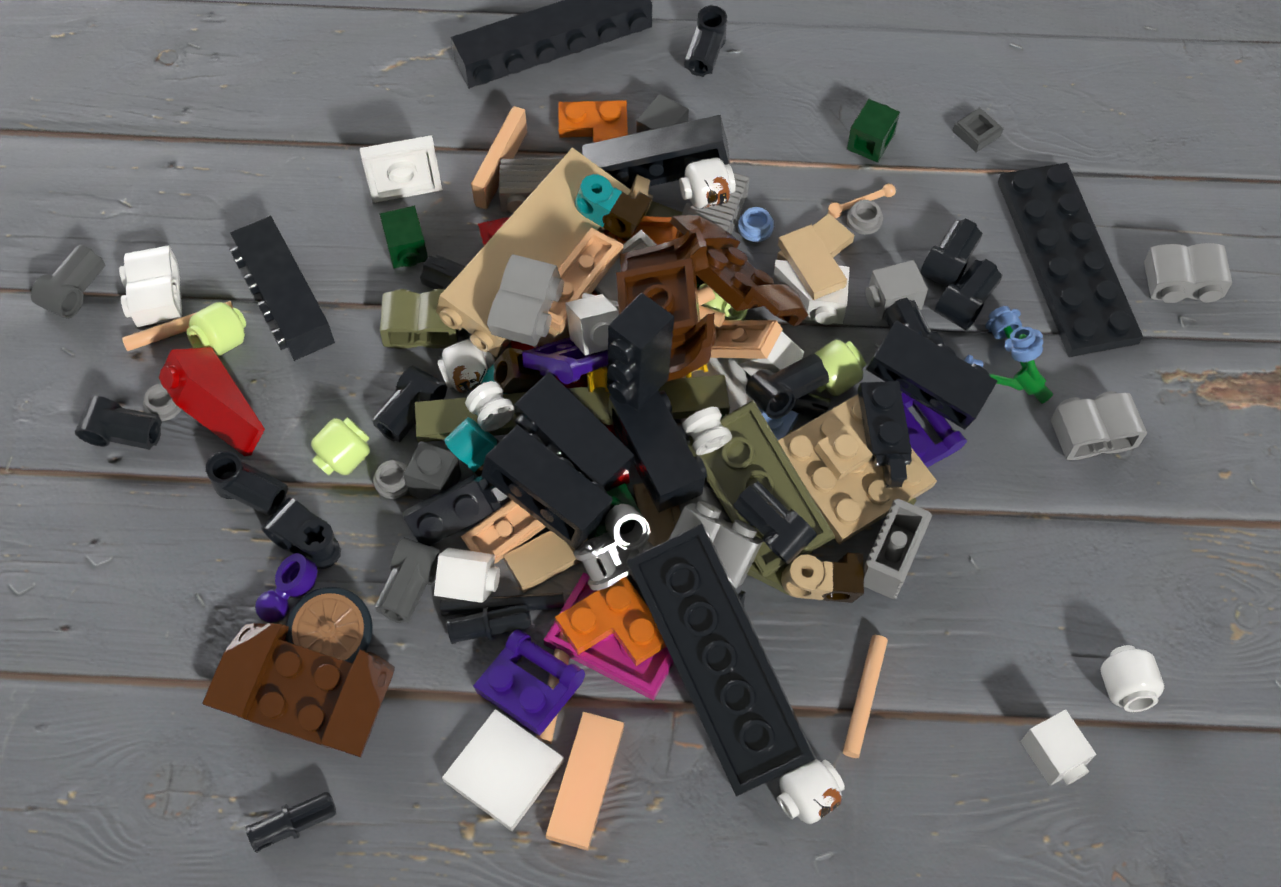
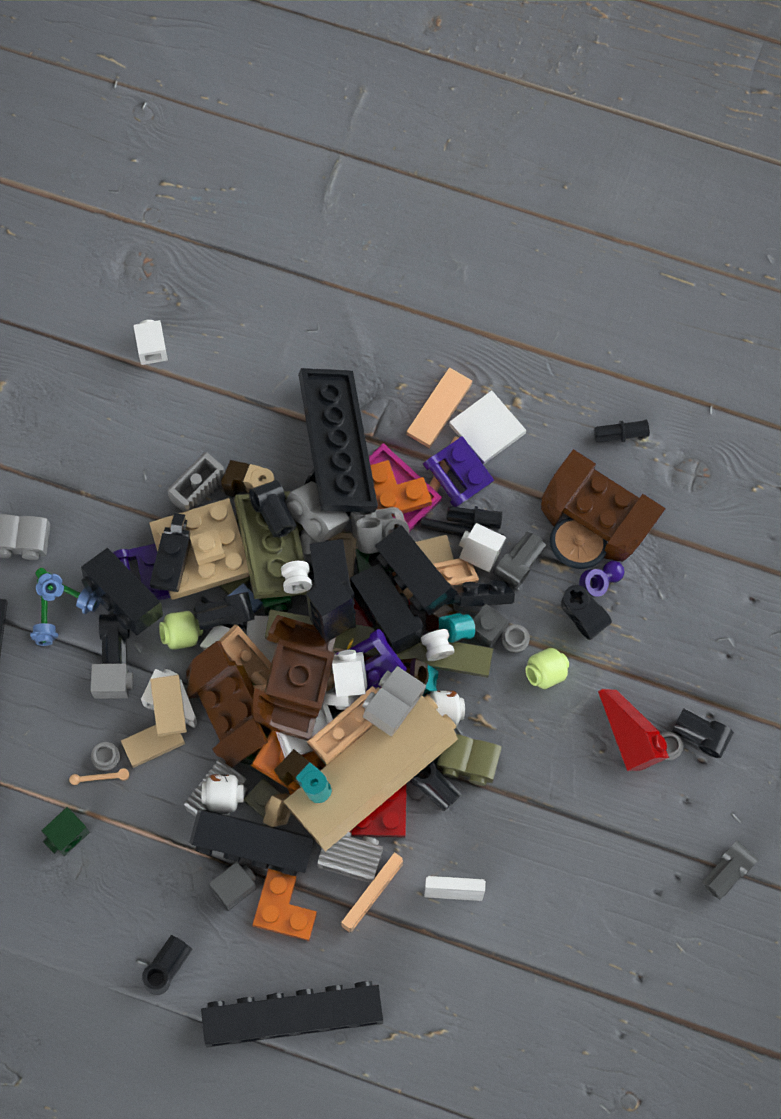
camera: 165 degrees left, 10 degrees up
(151, 286) = (666, 846): white brick -> none
(159, 332) = (650, 811): light nougat bar -> none
(217, 328) = (621, 791): yellowish green head -> none
(247, 483) = (615, 657): black piece -> none
(282, 287) = (568, 817): black brick -> none
(398, 413) = (485, 695): black piece -> none
(404, 237) = (465, 834): dark green brick -> none
(755, 224) = (191, 773): light blue plate -> none
(810, 791) = (307, 356): white head -> none
(865, 696) = (251, 409): light nougat bar -> none
(949, 260) = (61, 695): black piece -> none
(966, 299) = (64, 659): black piece -> none
(1132, 678) = (85, 367): white head -> none

